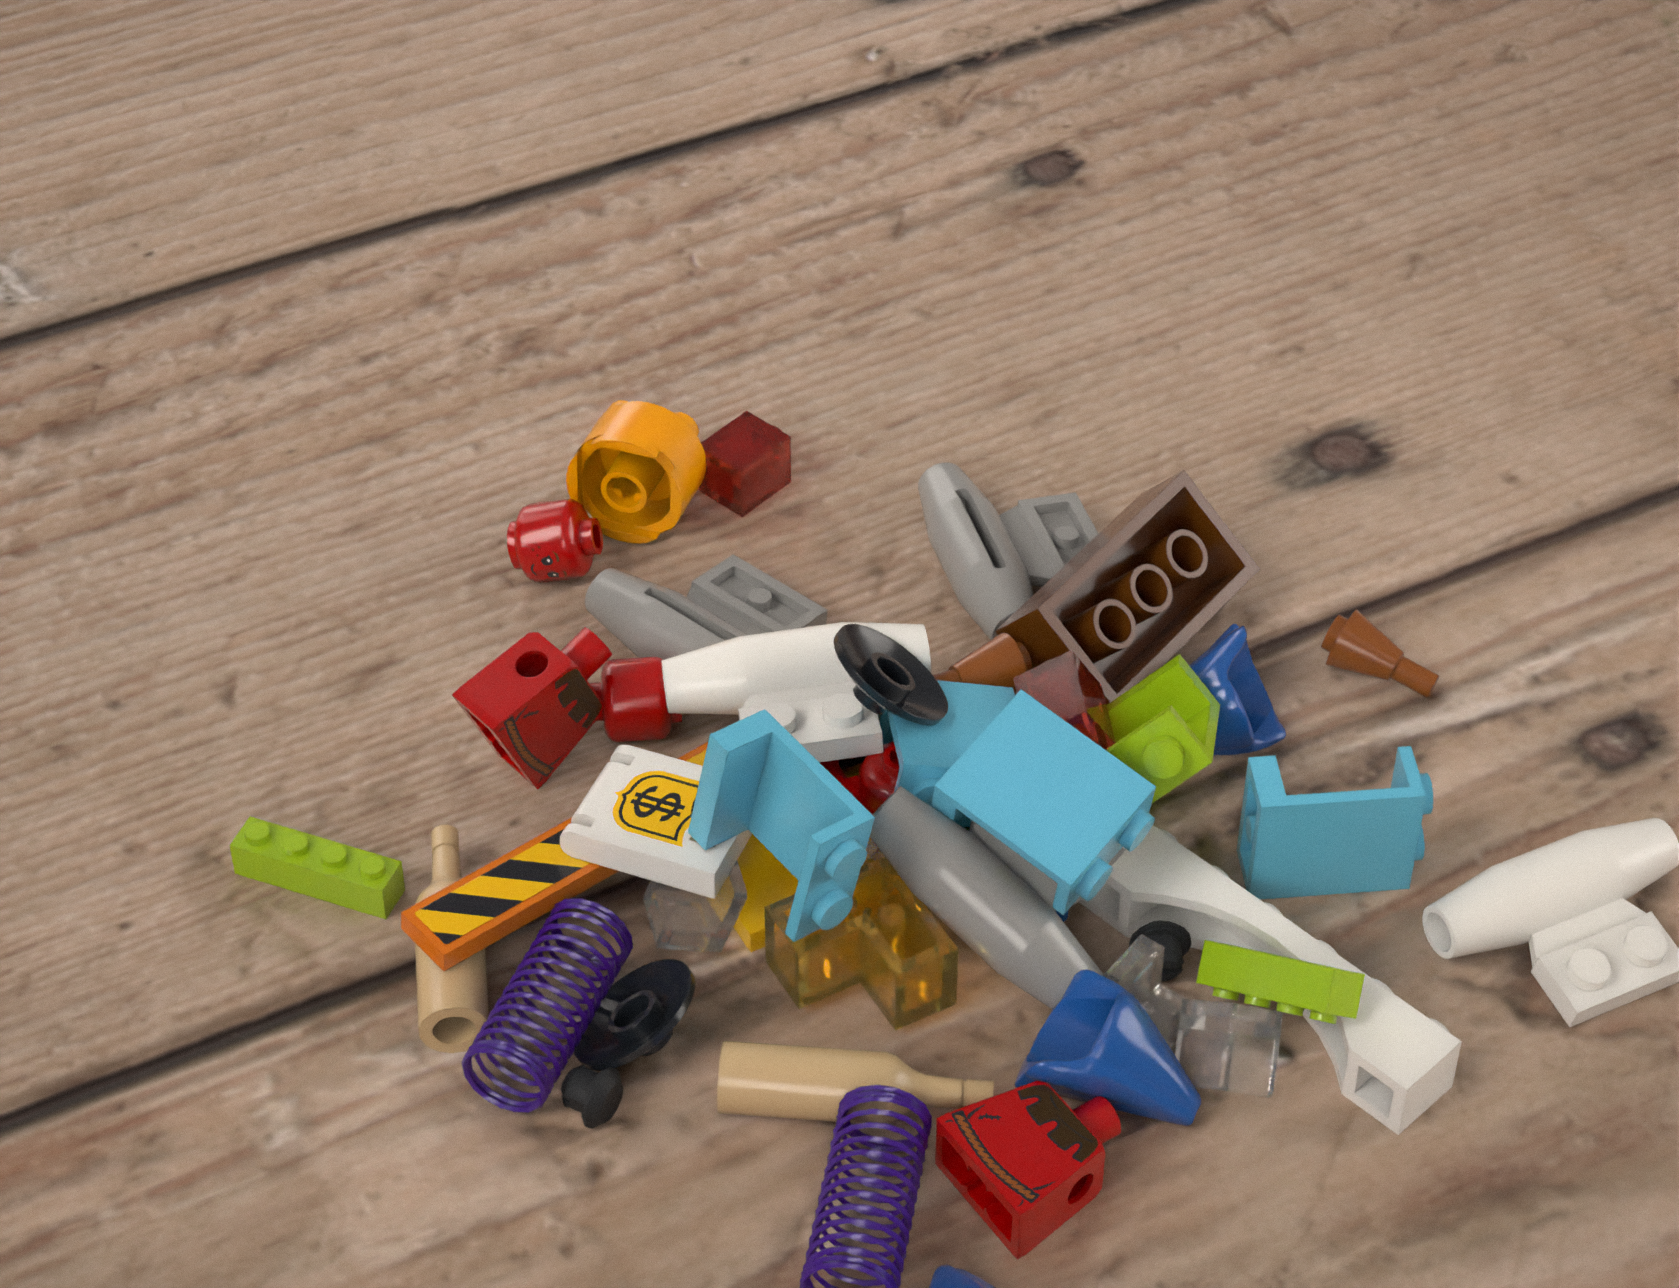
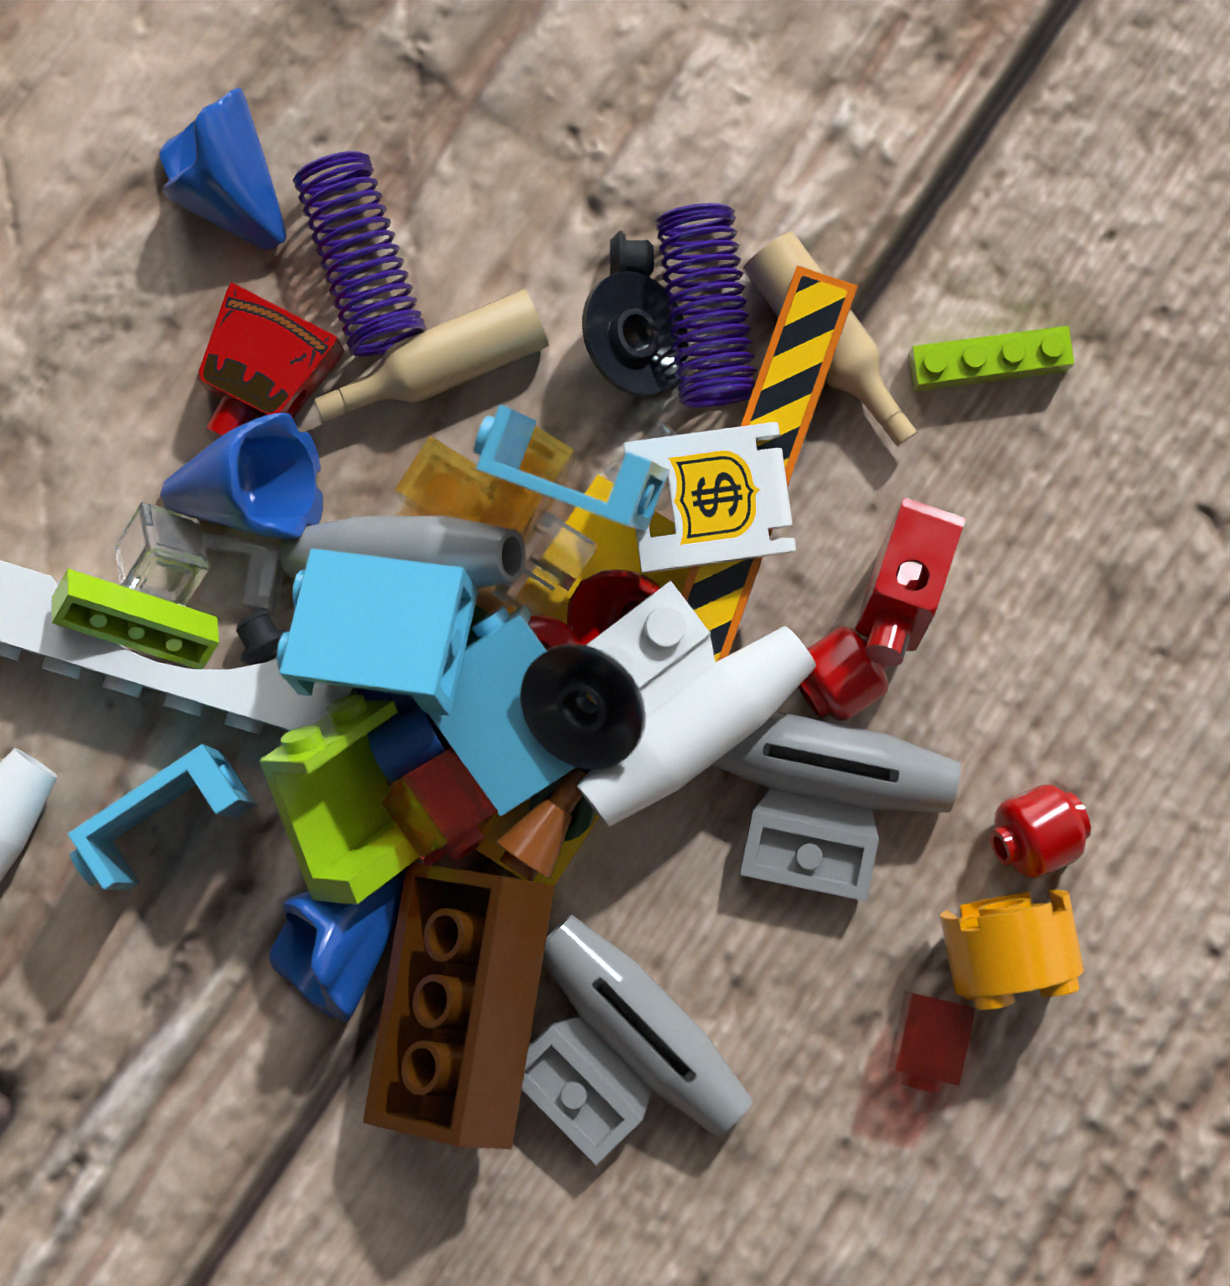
camera: 150 degrees right, 40 degrees up
(1365, 650) = (240, 1097): dark orange cone -> none

